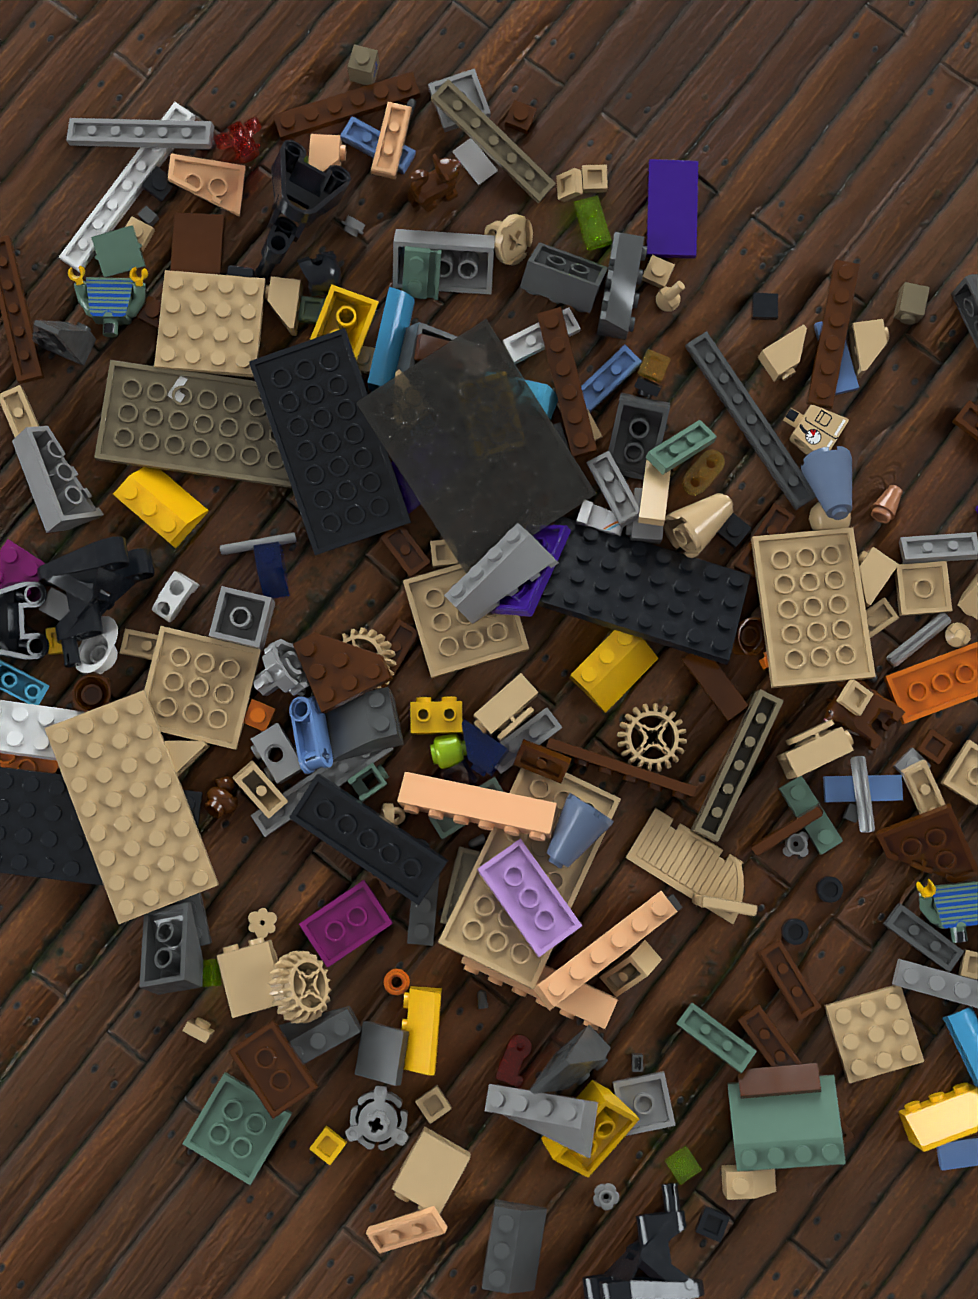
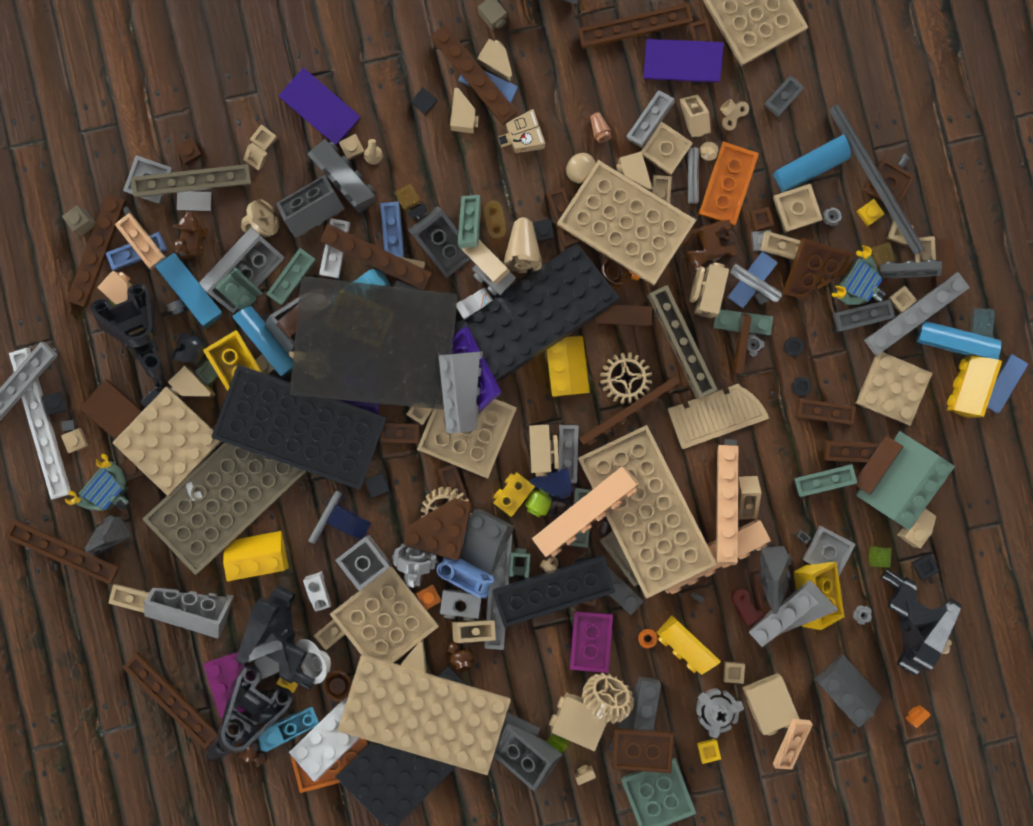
camera: 50 degrees left, 5 degrees up
(118, 251) = (76, 461): sand green piece -> none
(209, 179) = (76, 370): light nougat wing -> none
(241, 140) = (66, 332): clear red plate -> none
(255, 919) = (556, 693): tan plant -> none
(333, 570) = (377, 485): none -> black tile
(380, 226) = (189, 290): none -> dark azure brick
(382, 1053) = (682, 679): dark grey tile -> none
(469, 314) = (291, 277): none -> sand green plate
(529, 897) = (663, 525): lavender plate -> none
(542, 761) = (589, 453): reddish brown plate -> none
(575, 831) = (646, 467): sand blue cone -> none
(592, 223) = (289, 161): clear neon green plate -> none
(614, 488) = (463, 280): light grey tile -> none
(724, 905) = (756, 416): tan tile -> none
(750, 420) = (485, 166): dark grey tile -> none
(830, 479) = (561, 150): sand blue cone -> none
(854, 697) = (698, 242): tan plate -> none

